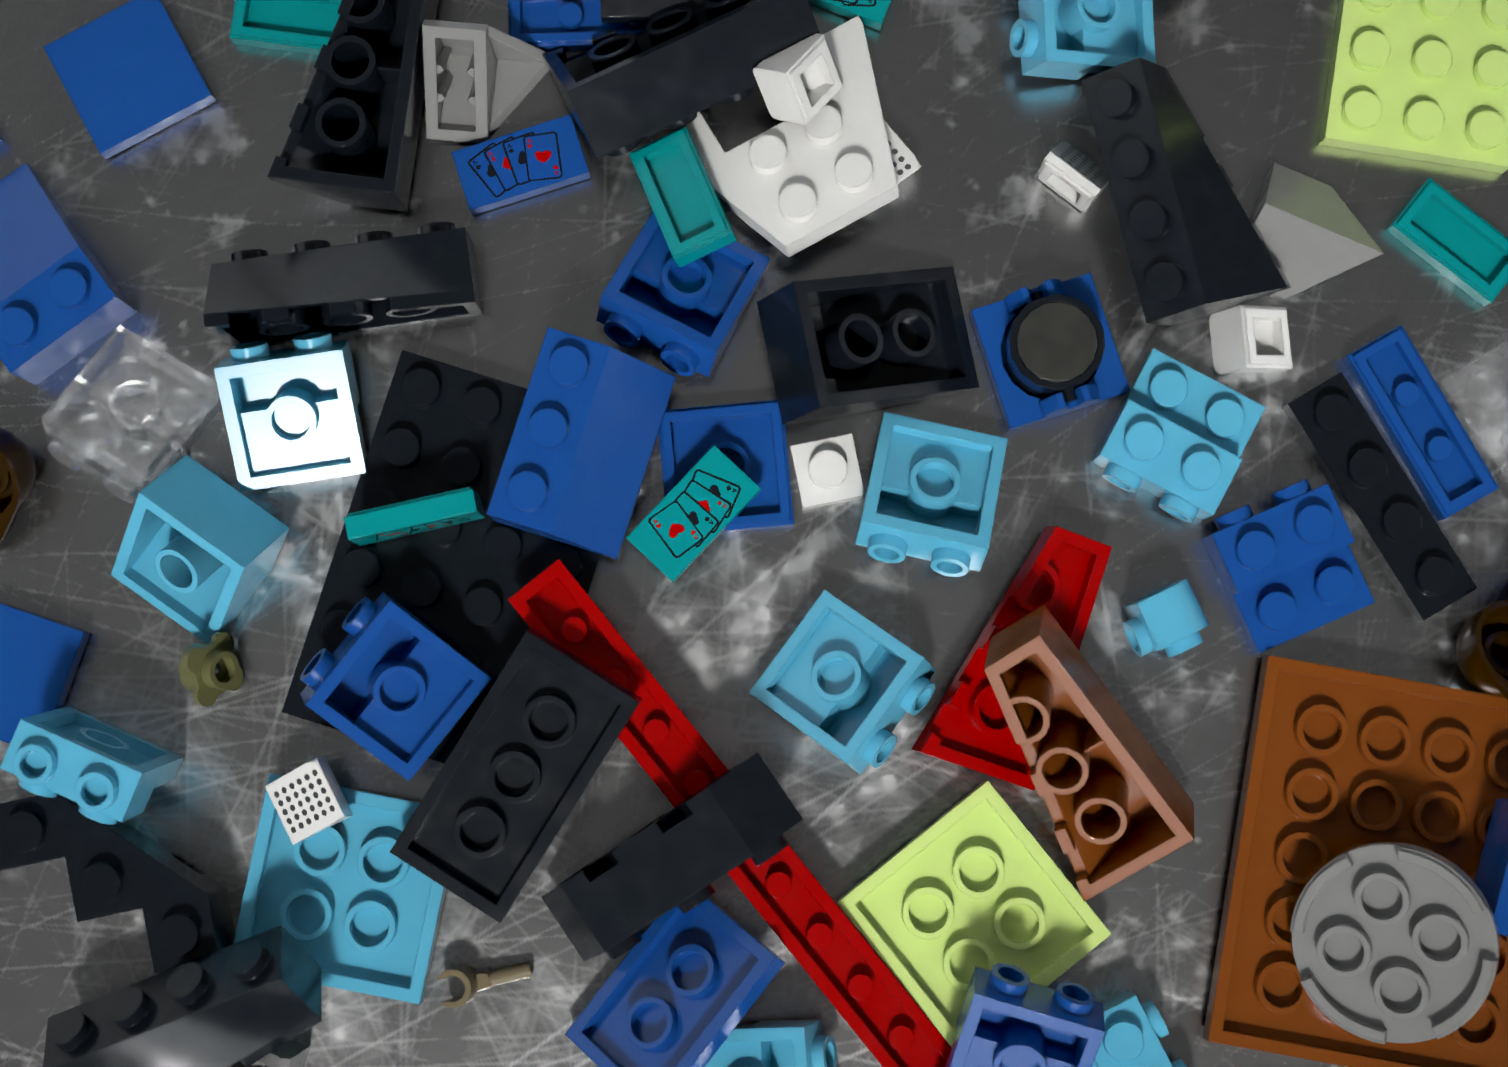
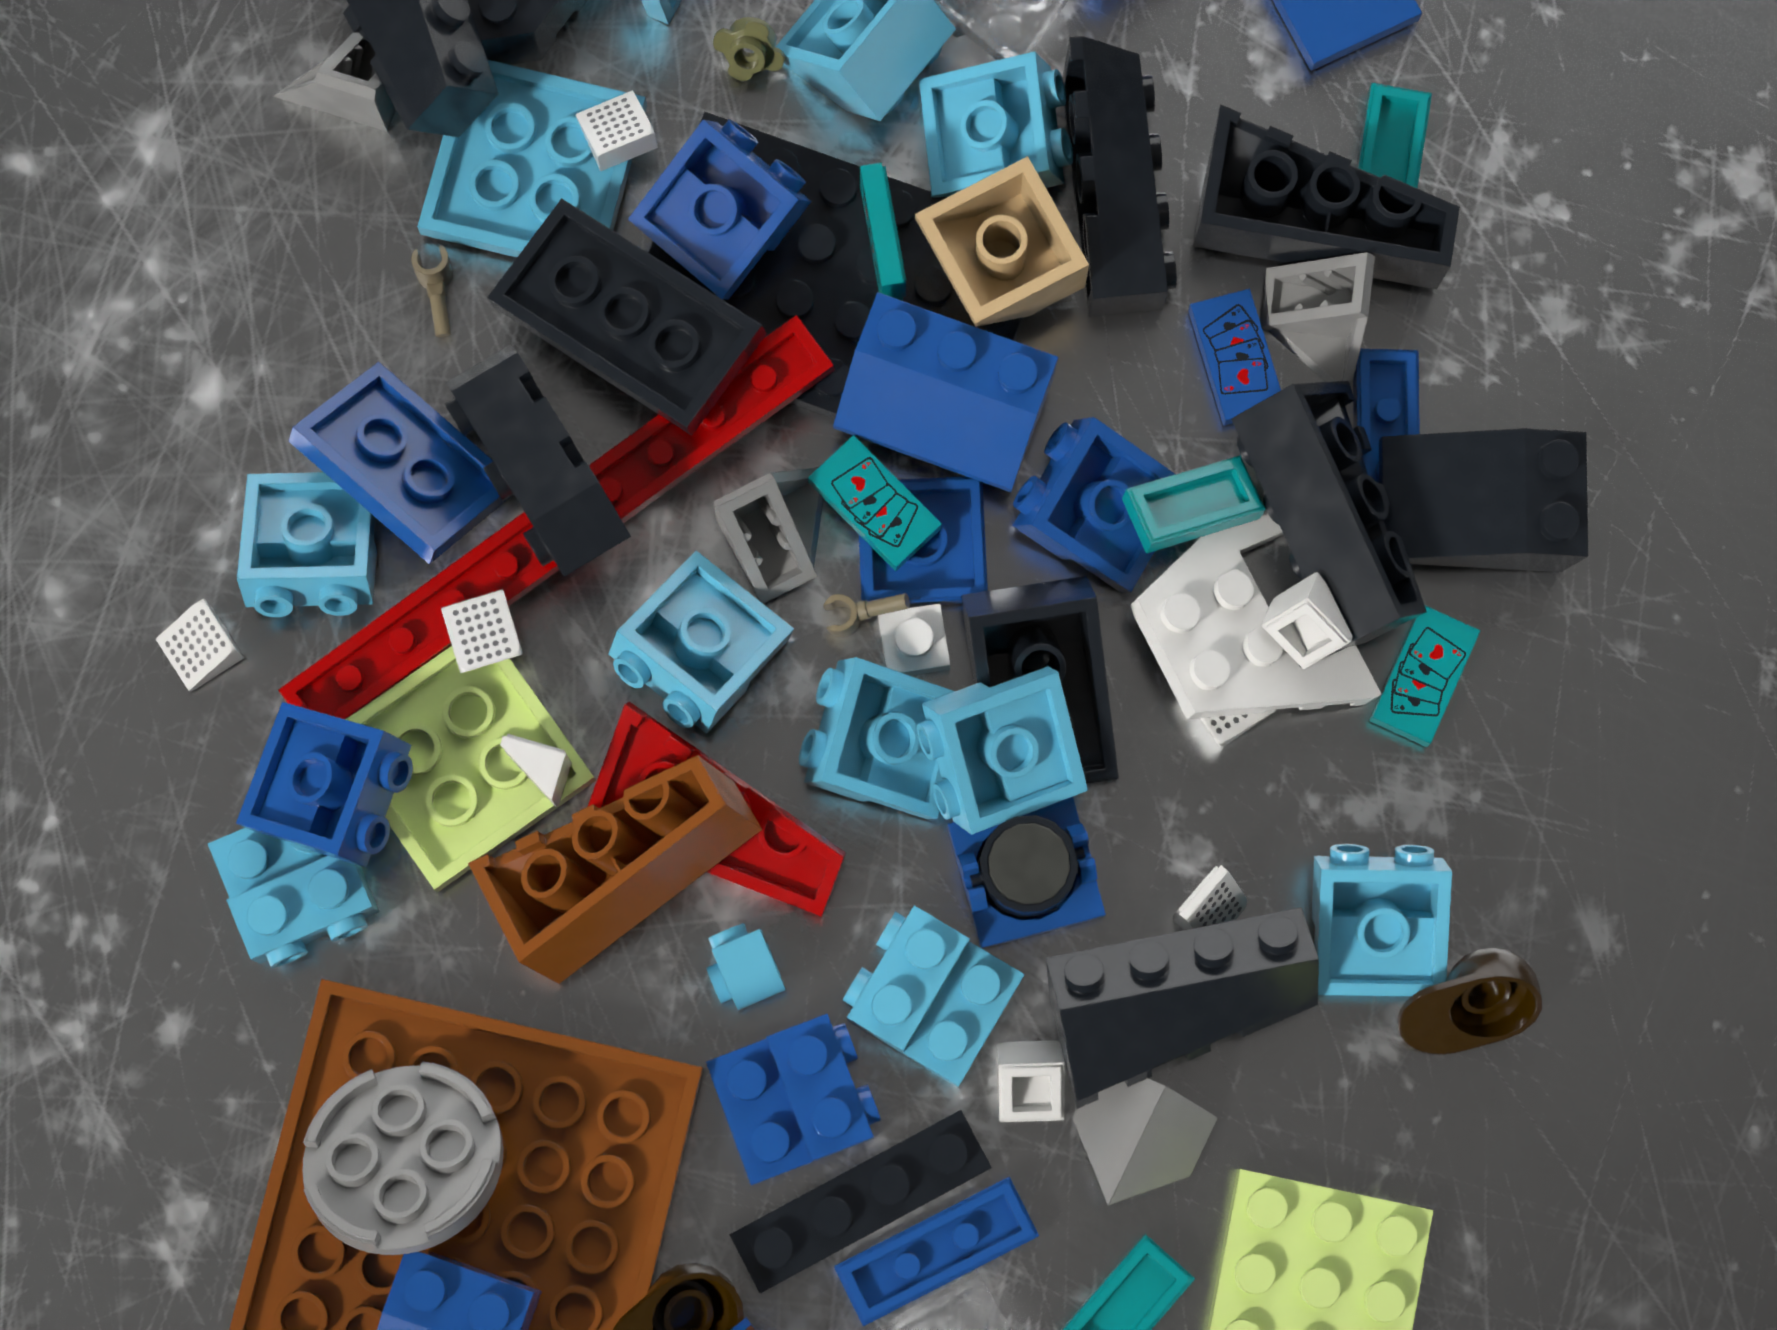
camera: 90 degrees right, 5 degrees down
(428, 388) = (1005, 246): none -> tan slope
(726, 613) = (773, 530): none -> light grey slope
(801, 518) = (863, 610): none -> dark tan hand
(854, 902) = (481, 631): none -> white slope
(944, 374) = (1001, 750): none -> medium azure plate
(987, 834) = (541, 763): none -> white slope

